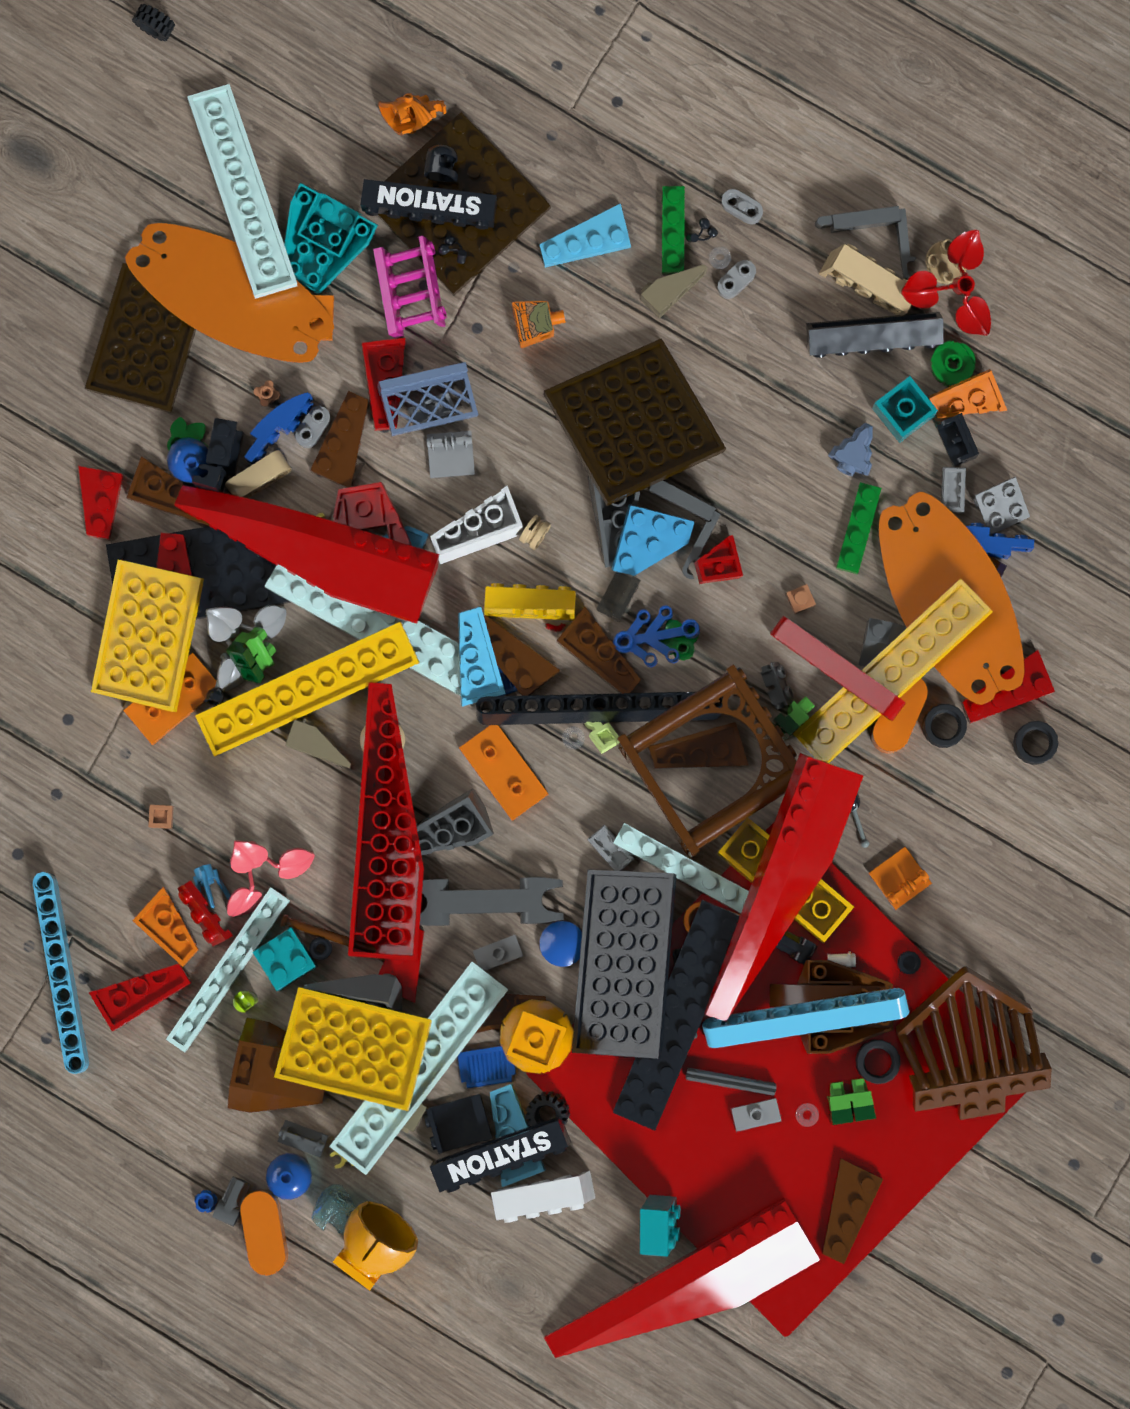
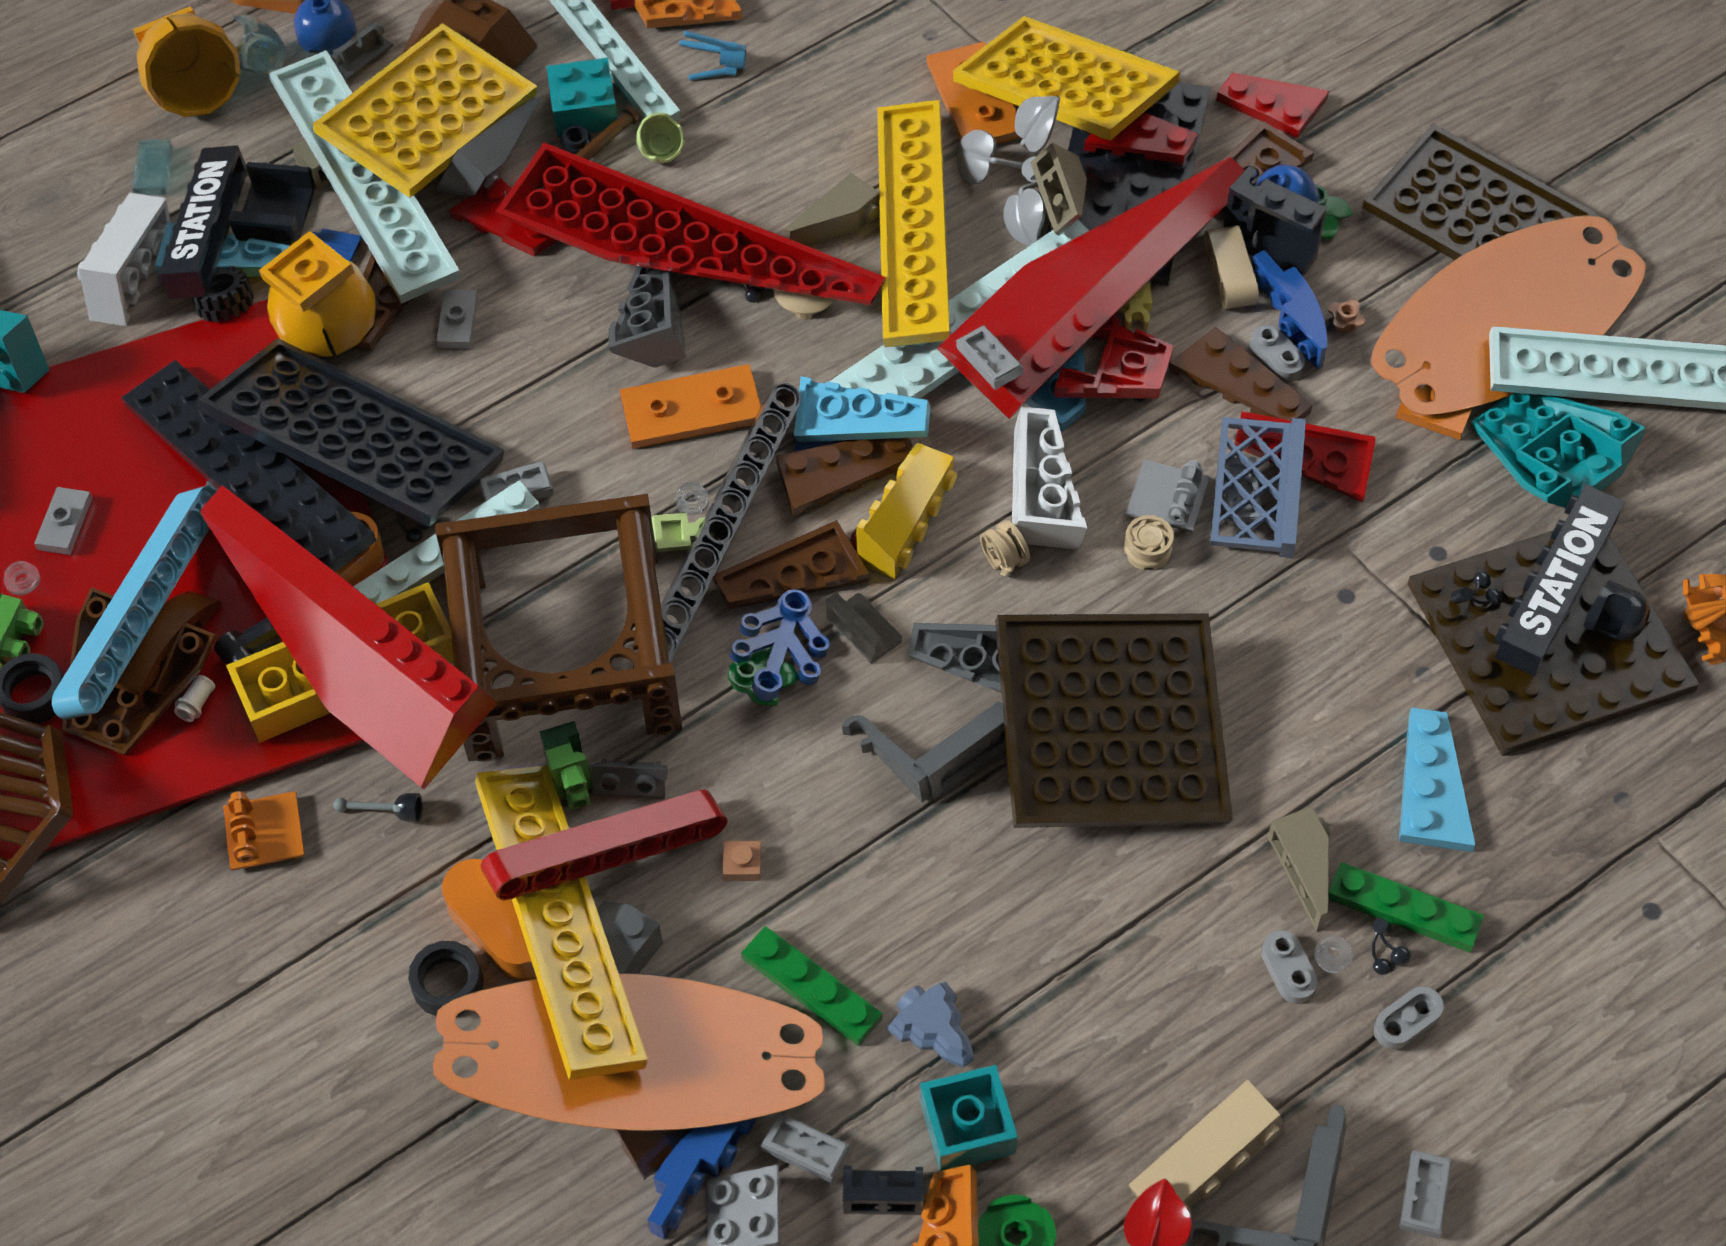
camera: 110 degrees right, 25 degrees down
(161, 816) = (830, 37): nougat plate -> none
(200, 914) = (668, 33): red wing -> none
(215, 695) = (955, 129): black hinge -> none
(244, 1001) = (555, 39): lime piece -> none
(251, 654) = (985, 170): hips -> none
(252, 855) = (726, 103): coral plant -> none
(255, 595) = (1061, 185): none -> dark tan slope
(301, 888) = (660, 138): none -> yellowish green hair
(389, 282) = (1440, 497): dark pink fence -> none
(420, 582) = (989, 357): none -> light grey plate
(458, 1227) = (152, 167): none -> clear light blue plate
(492, 451) = (1148, 543): none -> tan wheel
(524, 901) = (508, 363): dark grey piece -> none
(535, 321) = (1324, 660): torso -> none
(561, 943) = (428, 387): blue dish -> none
(648, 539) = (928, 687): dark azure plate -> none
(707, 748) = (595, 625): reddish brown wing -> none
(719, 563) = (848, 765): red wing -> none
(731, 1081) = (124, 507): dark grey axle -> none
(838, 167) = (1425, 1194): none -> light grey plate
(874, 333) = (1113, 1128): brick -> none
(908, 962) = (138, 786): black tile -> none
(1034, 685) = (447, 1123): red wing -> none
(1035, 725) = (334, 1076): black tyre -> none

